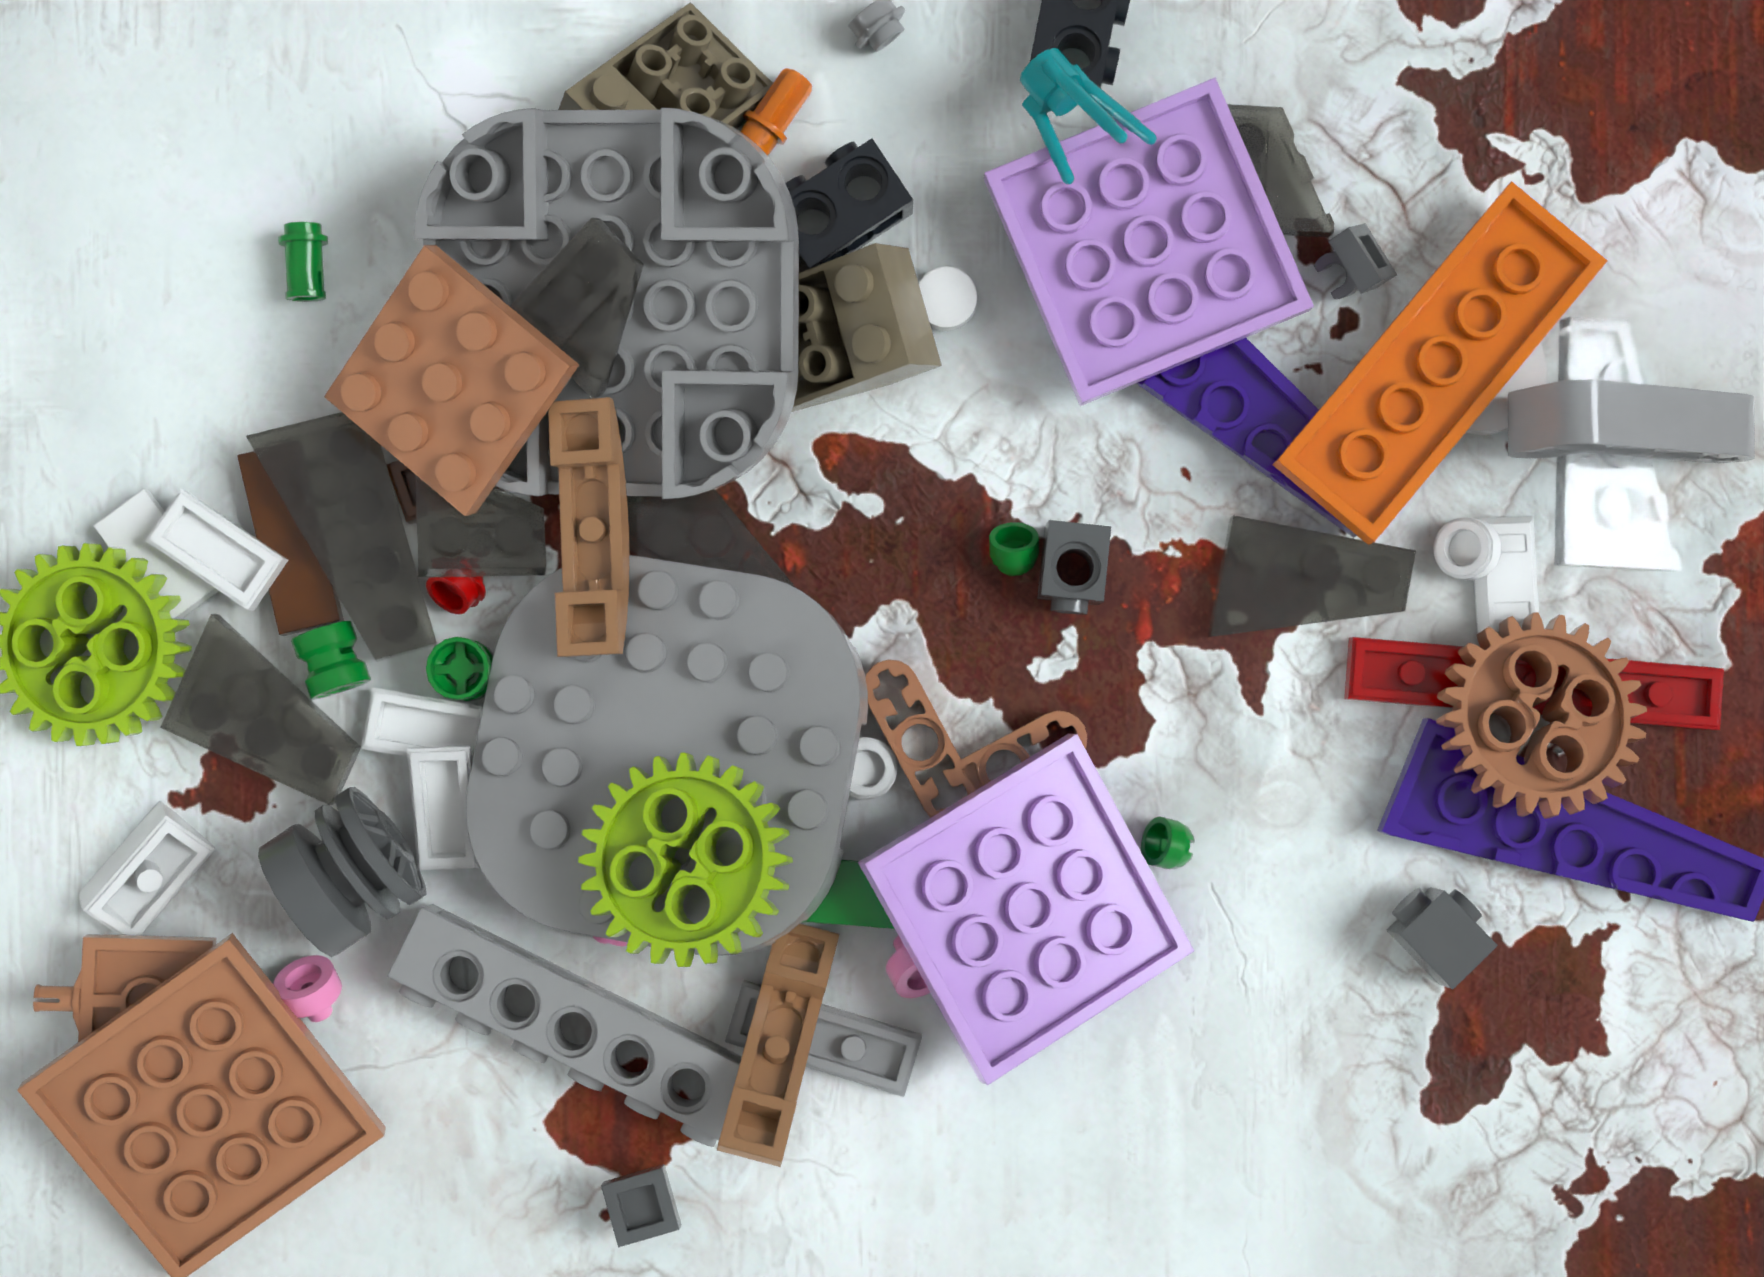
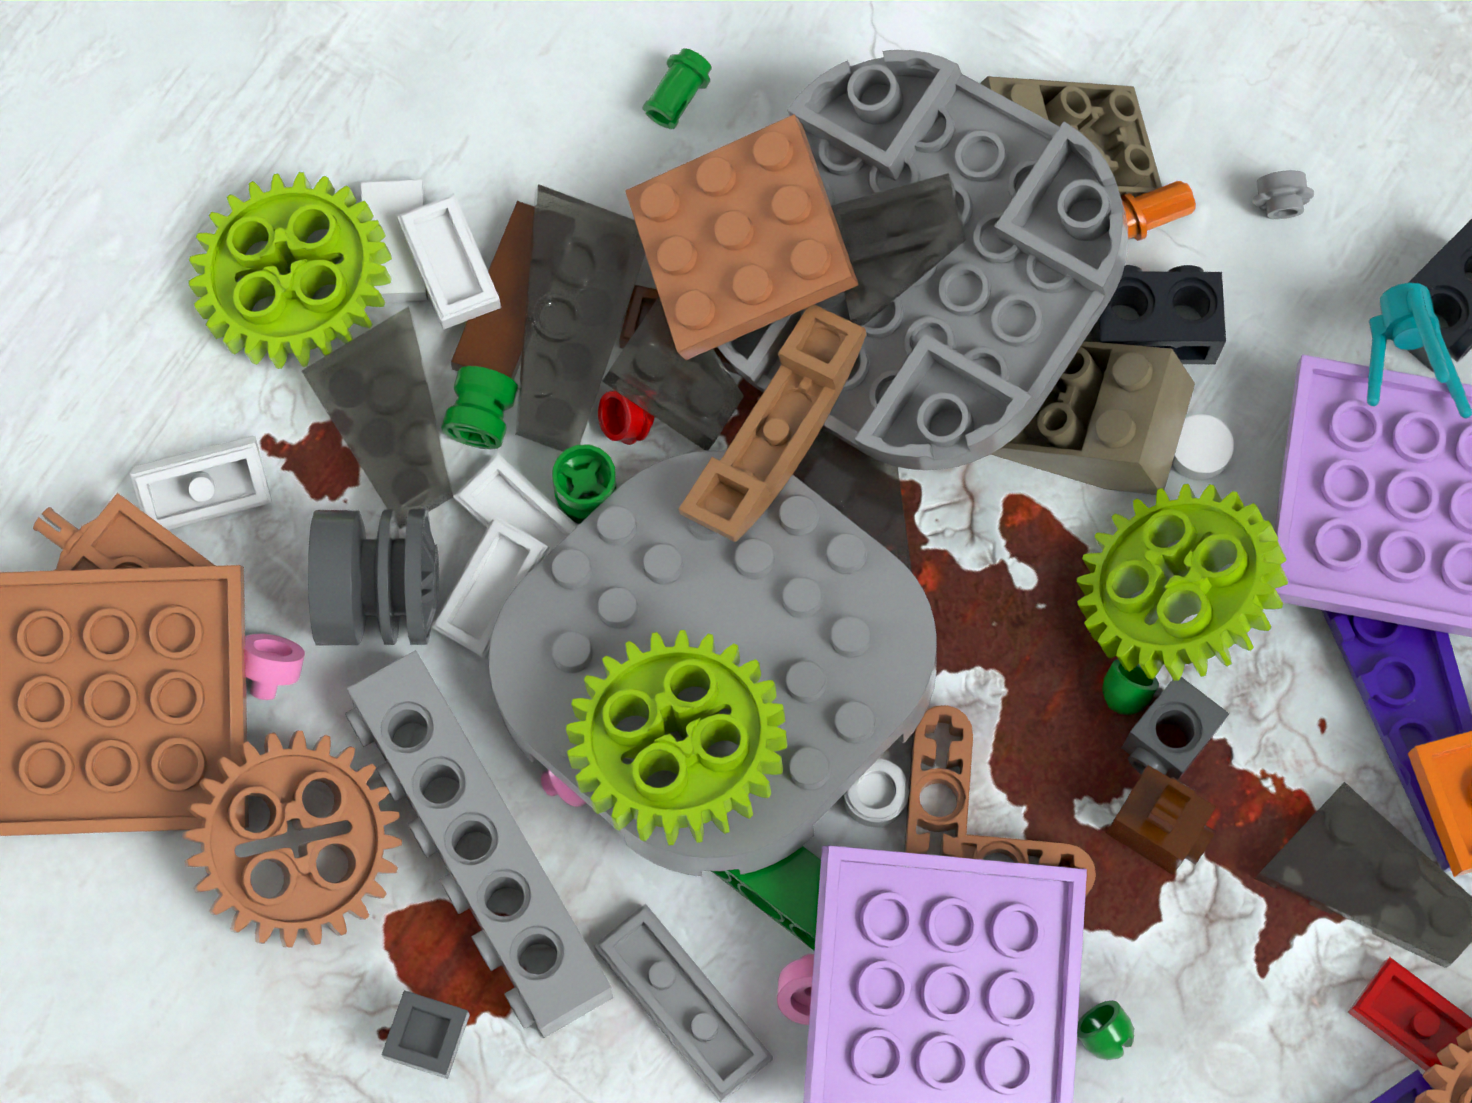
camera: 30 degrees right, 15 degrees down
(471, 1158) = (305, 896): none -> nougat gear
(778, 1045) = (649, 963): medium nougat slope -> none
(1054, 436) = (1182, 581): none -> lime gear
(1111, 645) = (1164, 821): none -> reddish brown brick

